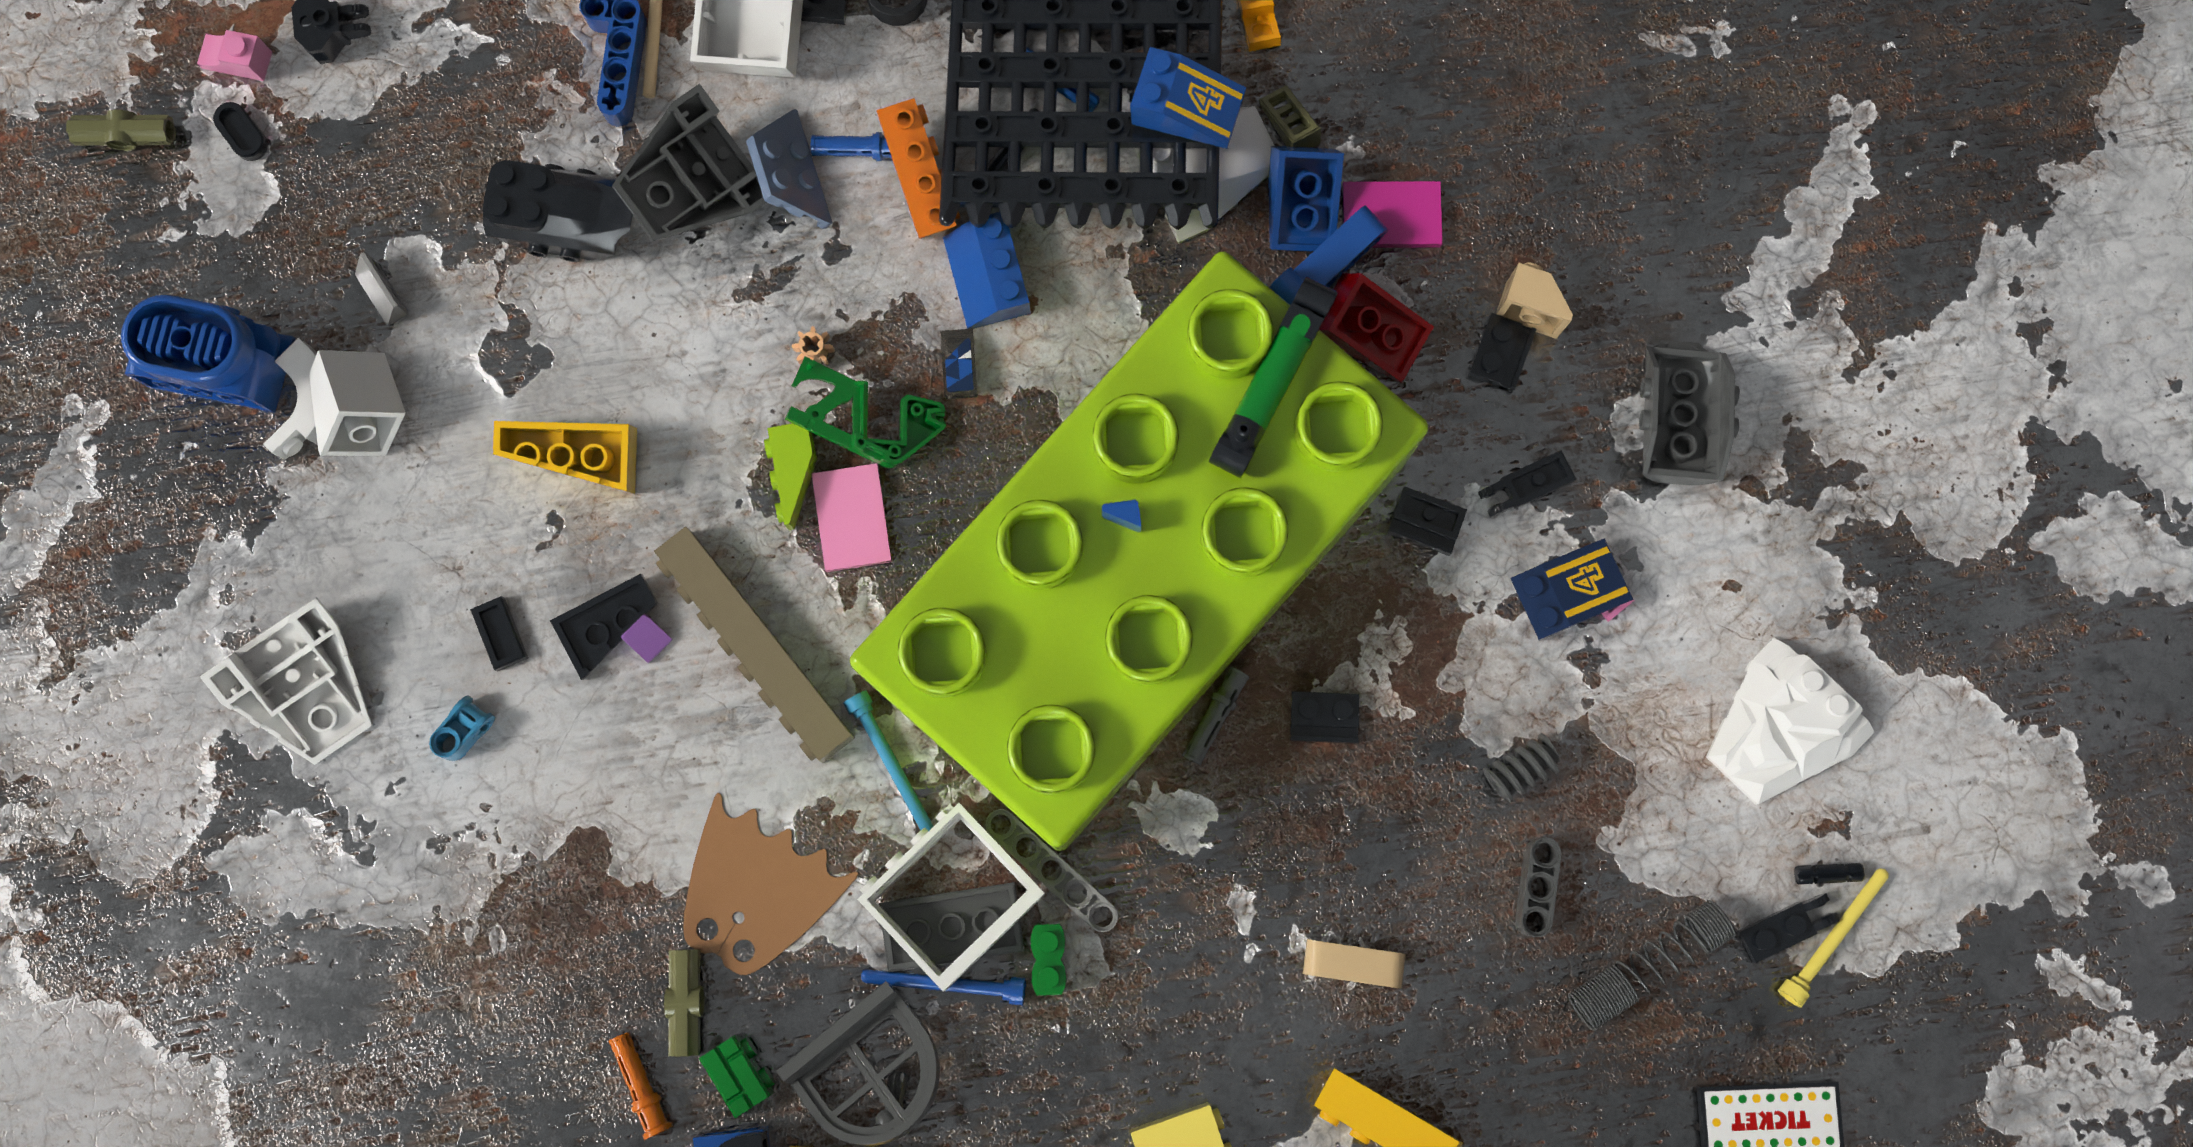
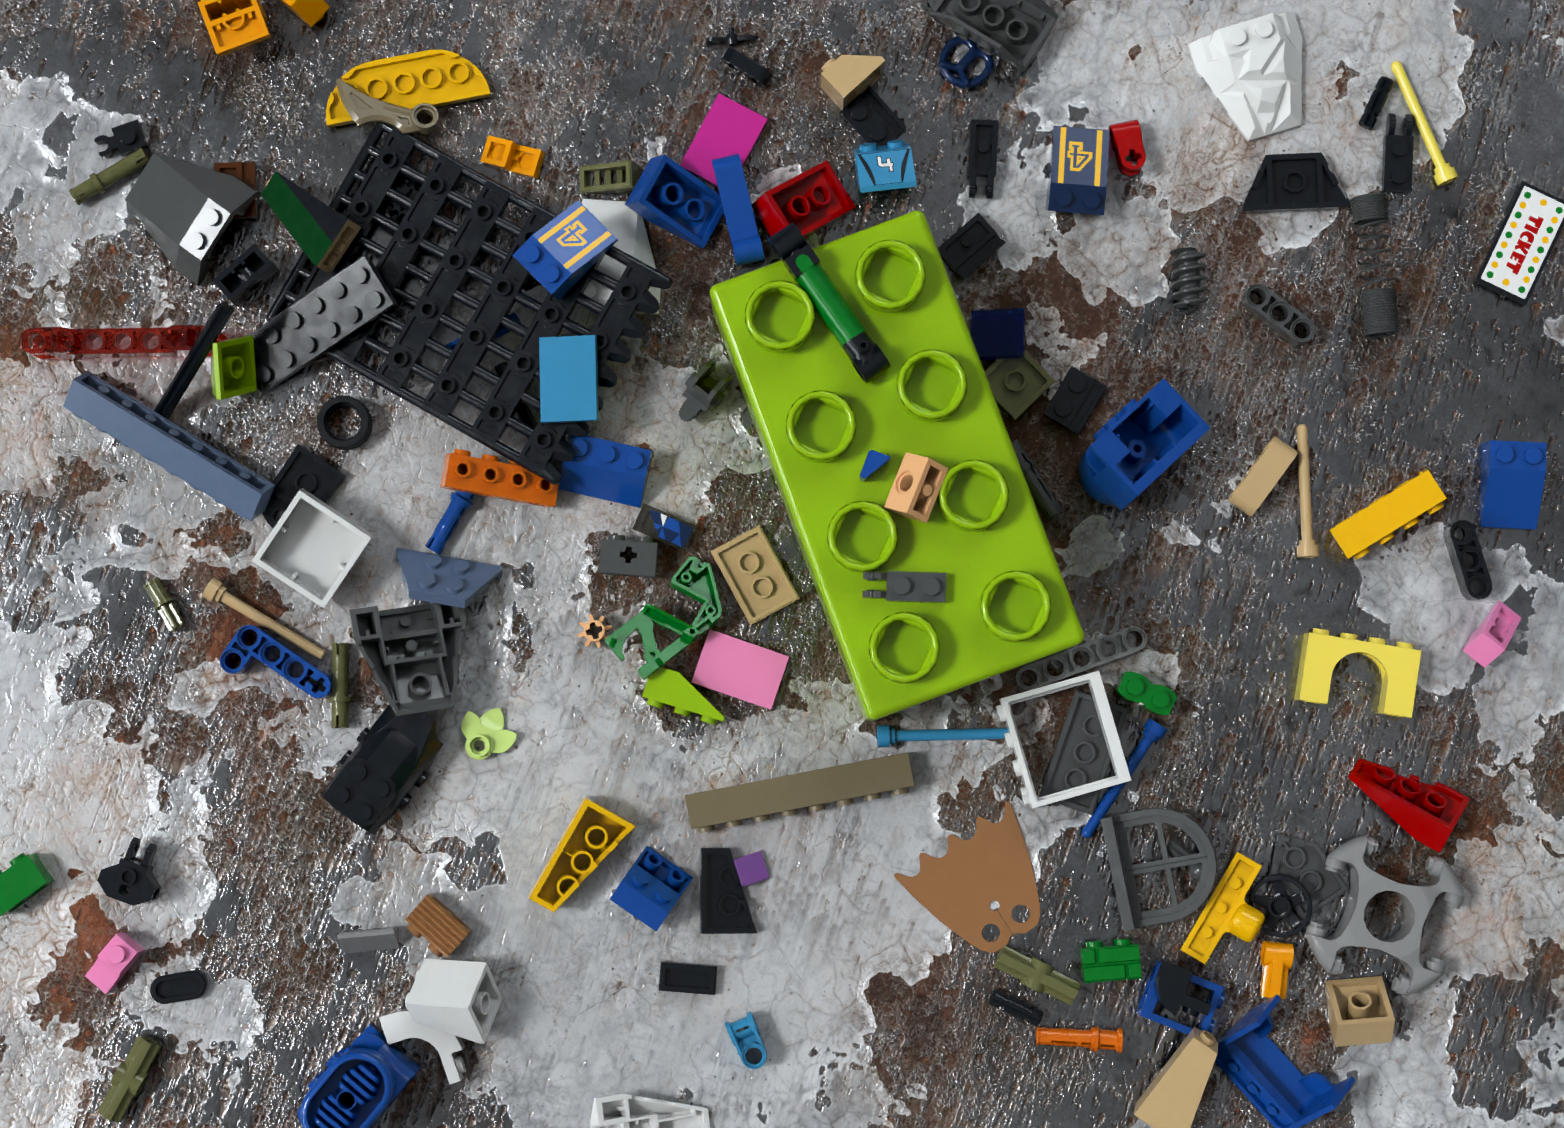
camera: 60 degrees left, 5 degrees up
(426, 350) = (438, 926): none -> medium nougat brick
(573, 545) = (651, 888): none -> blue slope
(620, 129) = (340, 679): none -> olive pin
(638, 998) = (1015, 1007): none -> black axle
(655, 298) = (488, 729): none -> yellowish green plate
(902, 323) = (614, 564): none -> dark grey brick
(959, 481) = (755, 575): none -> tan tile
(1013, 624) = (908, 586): none -> dark grey hinge
(1054, 174) = (568, 379): none -> dark azure tile
(1118, 323) = (703, 392): none -> dark grey hinge
(1123, 572) = (916, 487): none -> light nougat brick
(1304, 1054) = (1307, 546): none -> tan piece
(1310, 643) = (1017, 383): none -> olive plate
(1312, 808) = (1139, 445): none -> blue brick
(1350, 597) = (999, 333): none -> clear blue piece
(1459, 384) = (884, 166): none -> dark azure slope
(1482, 195) = (746, 67): none -> black beam
(1502, 165) = (731, 38): none -> black piece
(1615, 414) = (963, 64): none -> dark blue piece
(1629, 627) = (1127, 142): none -> red piece
(1689, 831) = (1294, 184): none -> black wing

